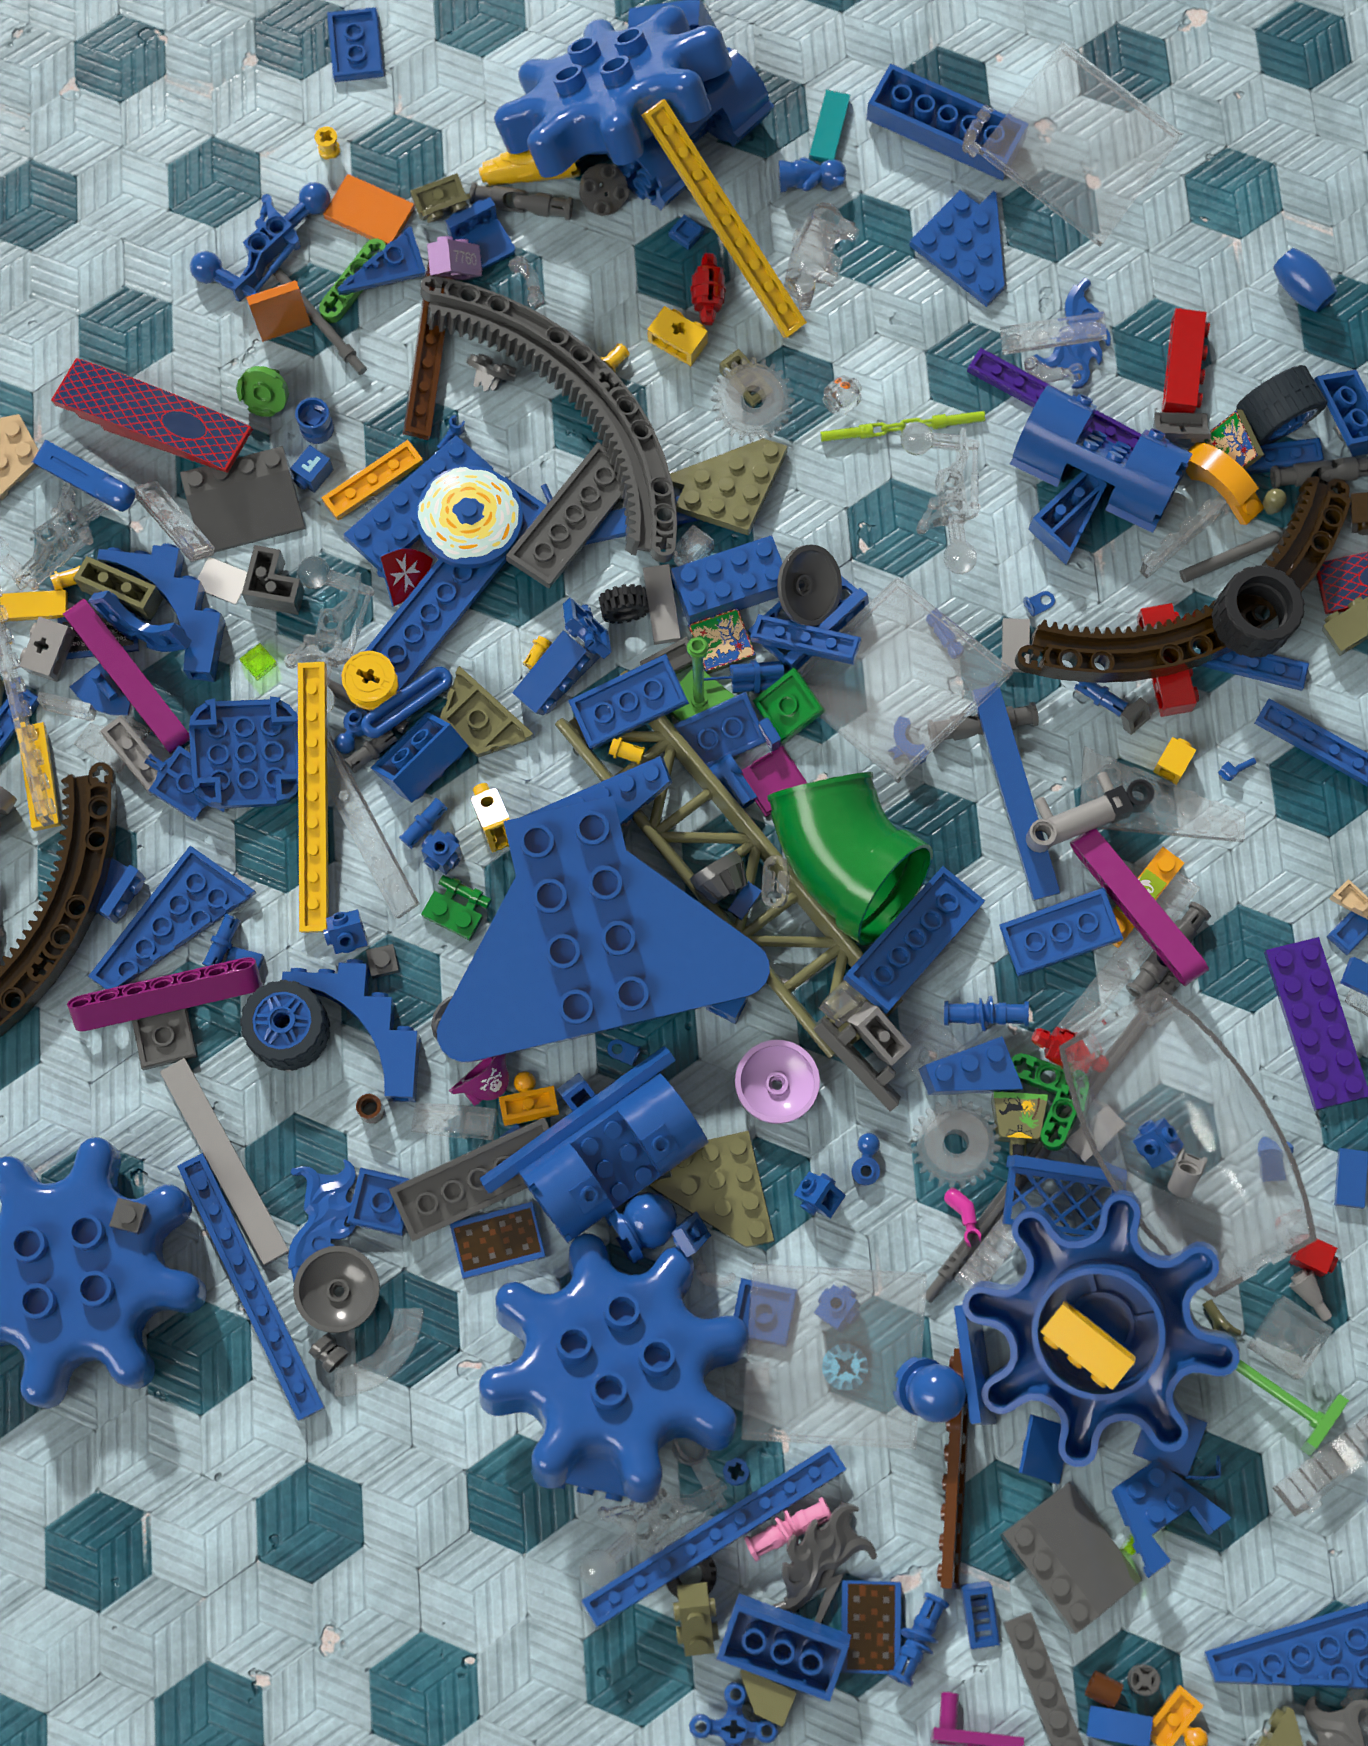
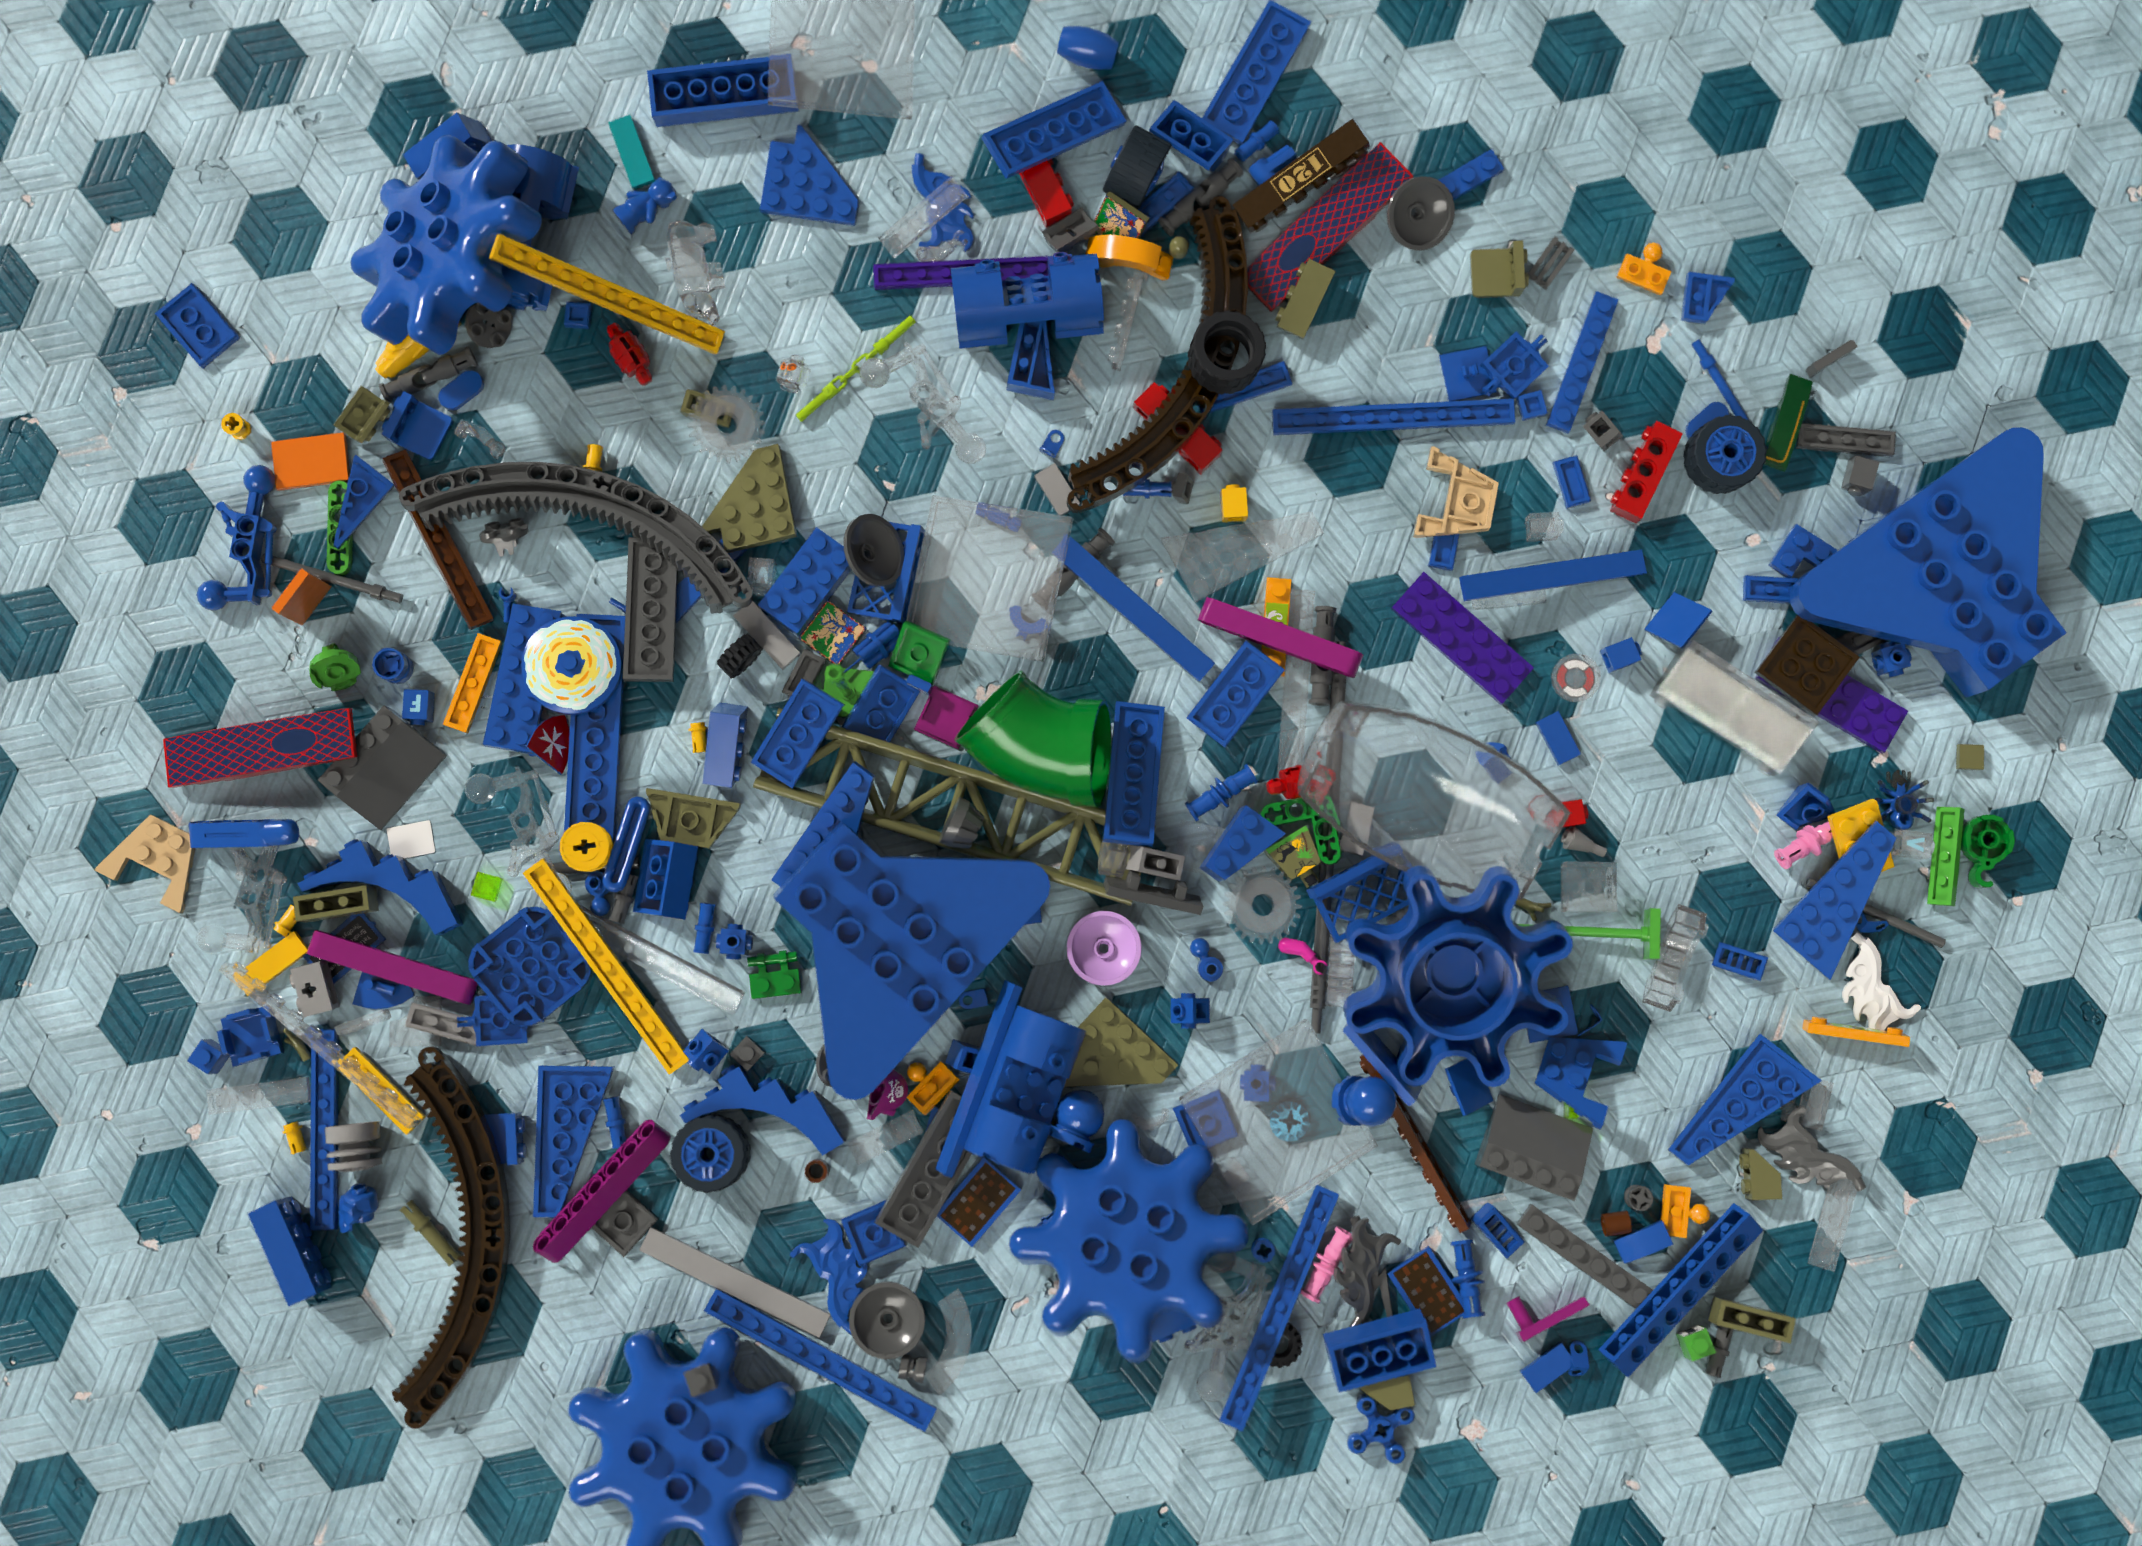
camera: 40 degrees left, 10 degrees up
(158, 637) = (395, 922): blue plate -> none
(174, 521) = (340, 820): clear plate -> none
(238, 953) = (634, 1122): blue piece -> none
(266, 585) = (452, 825): dark grey brick -> none
(454, 259) = (411, 461): lavender brick -> none
(491, 815) = (752, 889): torso -> none
(540, 232) = (461, 390): none -> blue tile
(581, 623) = (725, 695): blue plate -> none
(626, 751) = (822, 772): yellow pin -> none
(678, 335) = (642, 413): yellow brick -> none
(691, 1234) = (1118, 1104): blue plate -> none
(695, 1615) = (1304, 1373): olive brick -> none
(731, 777) = (916, 739): blue piece -> none
(745, 901) = (989, 828): blue piece -> none
(782, 881) = (997, 801): clear beam -> none
(805, 639) = (898, 593): blue tile -> none
(973, 131) = (752, 88): clear arm -> none
(1087, 1346) = (1458, 999): yellow brick -> none
(1111, 807) = (1200, 592): light grey piece -> none
(1157, 1142) = (1408, 809): blue brick -> none
(1186, 1174) = (1443, 819): light grey piece -> none
(1226, 328) = (1053, 129): none -> blue plate
(1228, 771) = (1279, 485): blue hand -> none
(1229, 556) = (1172, 312): dark grey piece -> none

